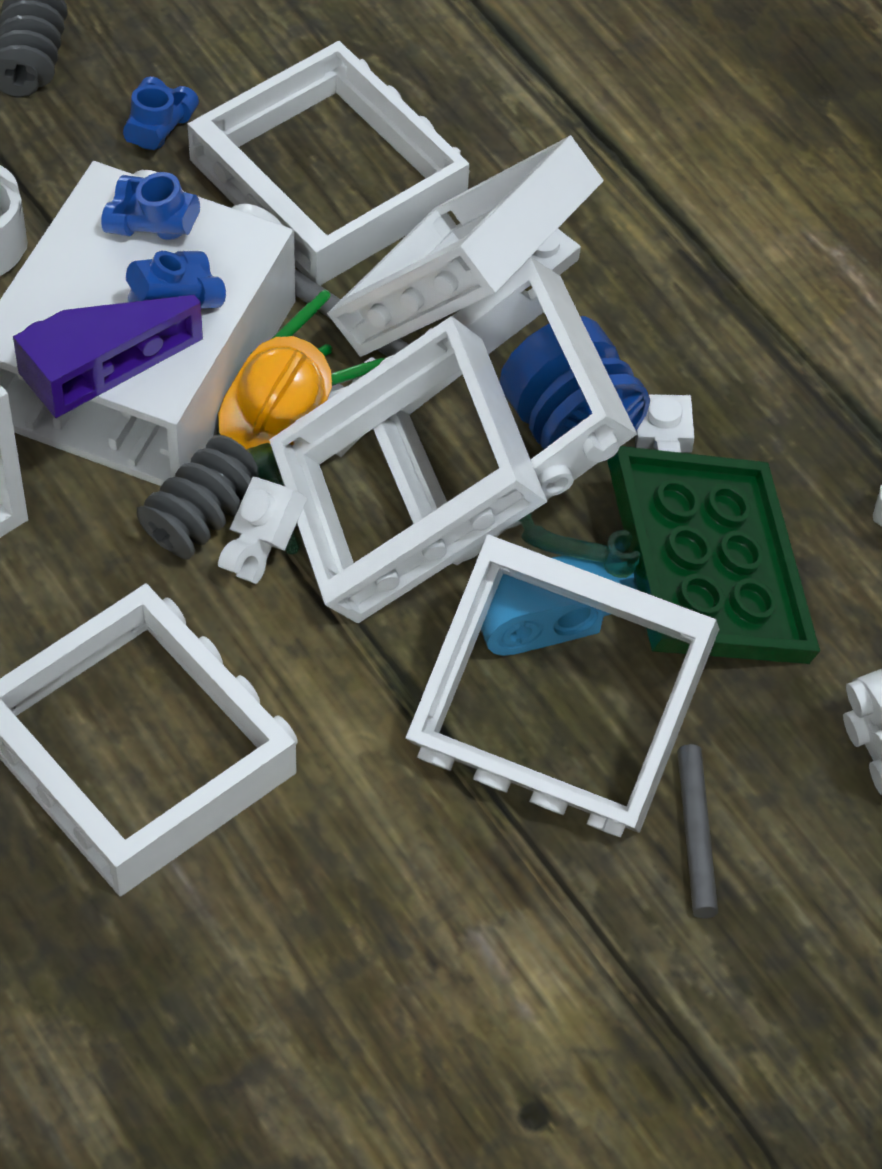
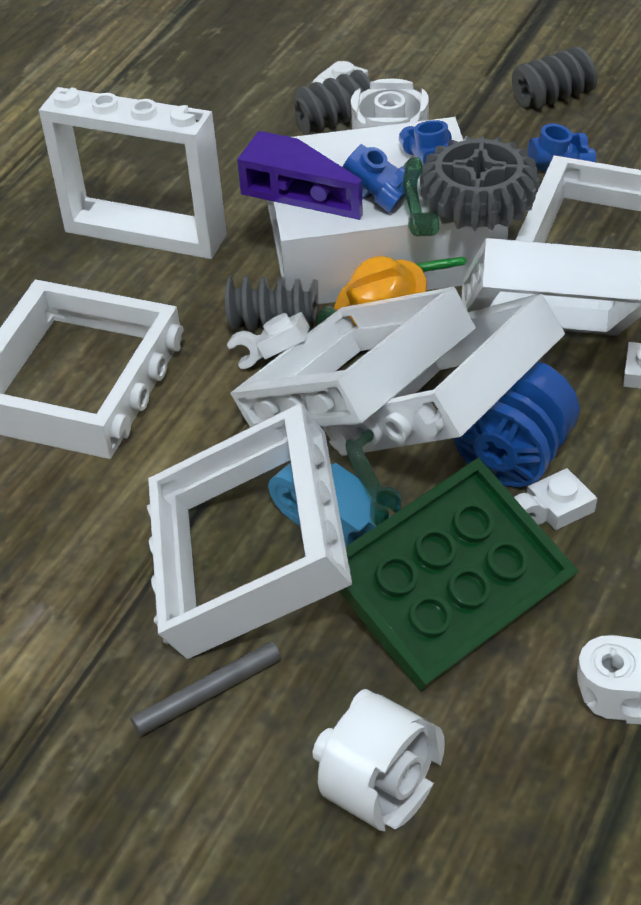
camera: 65 degrees right, 10 degrees down
(262, 222) = (479, 183): none -> dark grey gear
(272, 285) = (418, 223): none -> clear green piece

